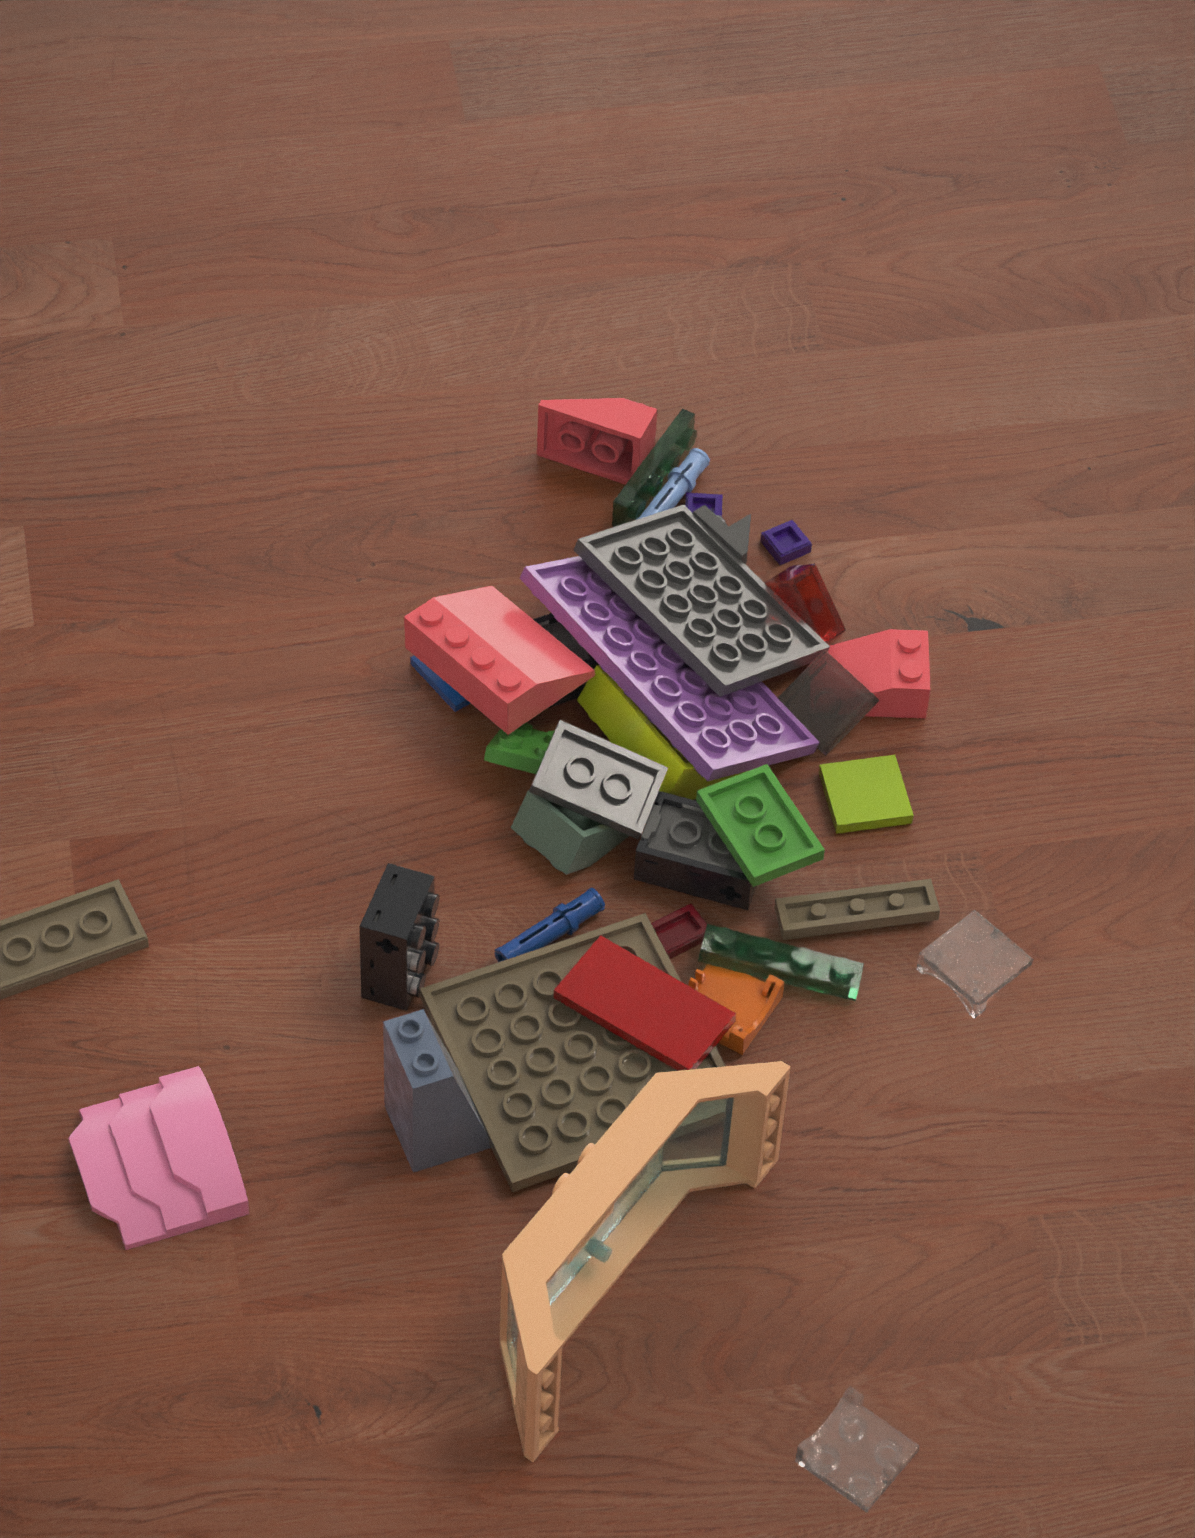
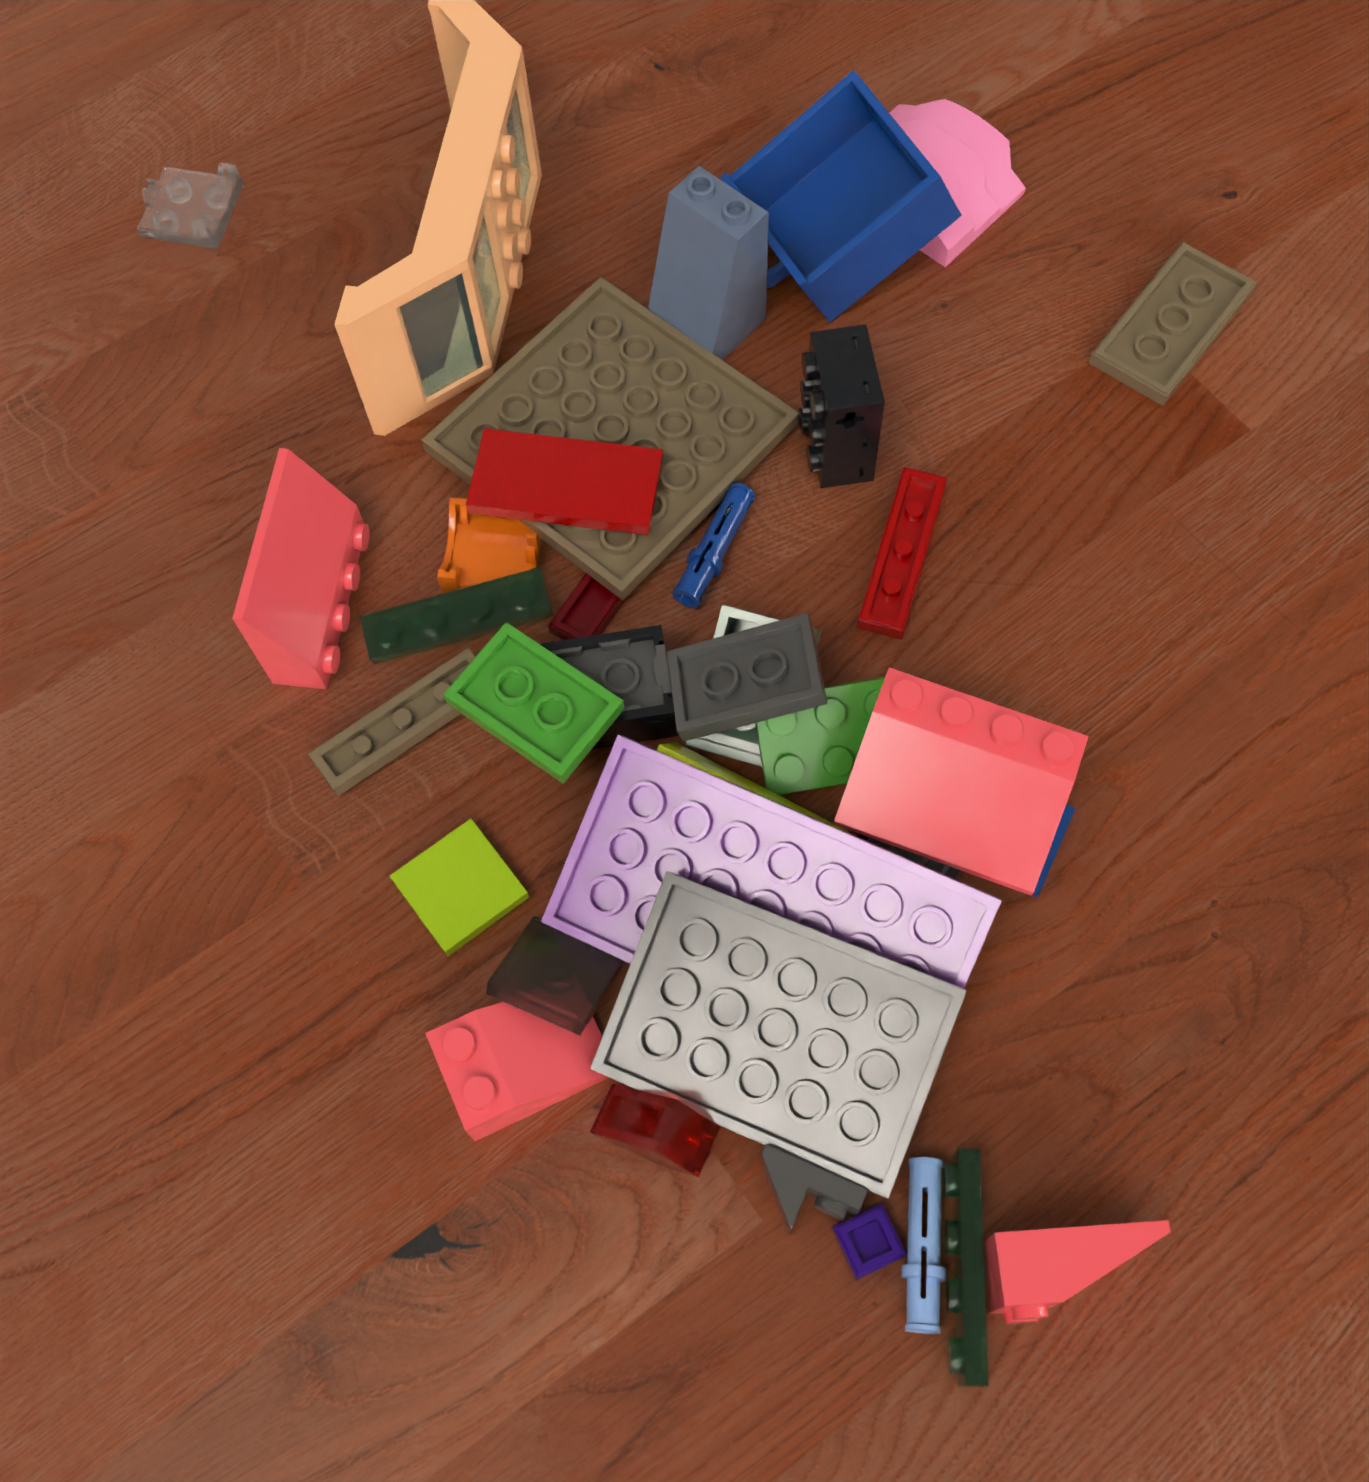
camera: 160 degrees right, 15 degrees up
(278, 1103) = (844, 197): none -> blue container
(422, 853) = (902, 553): none -> red tile
(786, 542) = (734, 1244): dark purple tile -> none
(891, 1017) = (301, 575): none -> coral slope
(974, 961) = (248, 715): clear piece -> none

